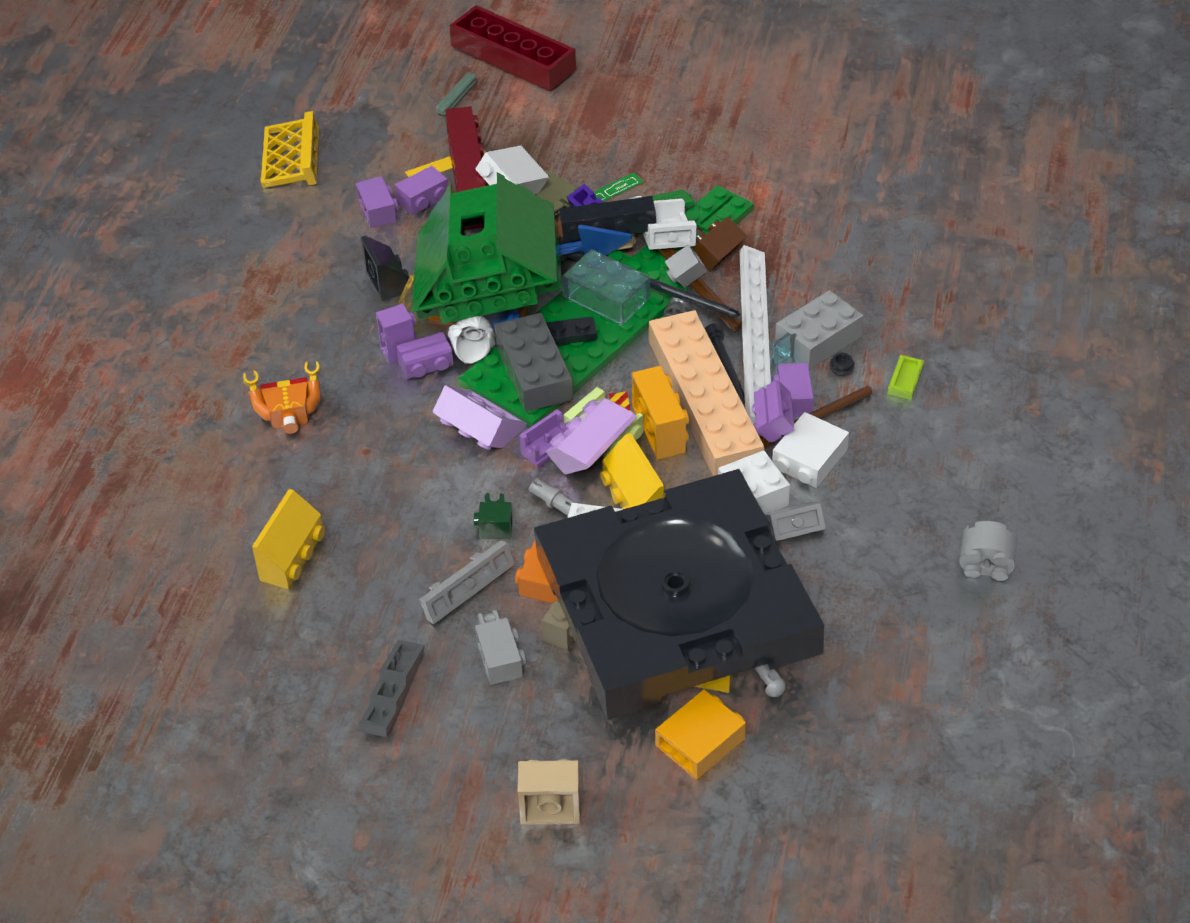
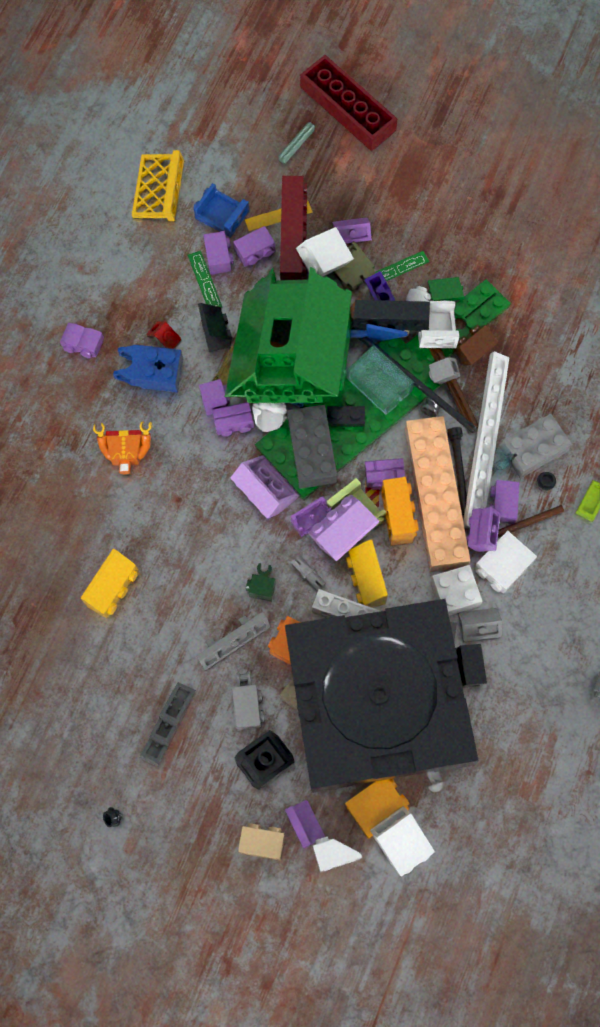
camera: 10 degrees right, 25 degrees up
(214, 305) = (81, 340): none -> medium lavender brick
(309, 319) = (146, 367): none -> blue brick
(323, 287) = (164, 334): none -> red bracket
(330, 804) = (112, 817): none -> black plate
(357, 224) = (204, 279): none -> green sticker
(366, 163) = (220, 211): none -> blue panel
(530, 704) = (264, 759): none -> black slope
(550, 160) = (354, 230): none -> medium lavender panel
(603, 773) = (304, 823): none -> medium lavender panel
(619, 381) = (380, 470): none -> medium lavender brick
(654, 781) = (333, 854): none -> white slope
(745, 760) = (402, 841): none -> white brick
(796, 554) = (471, 665): none -> black hinge

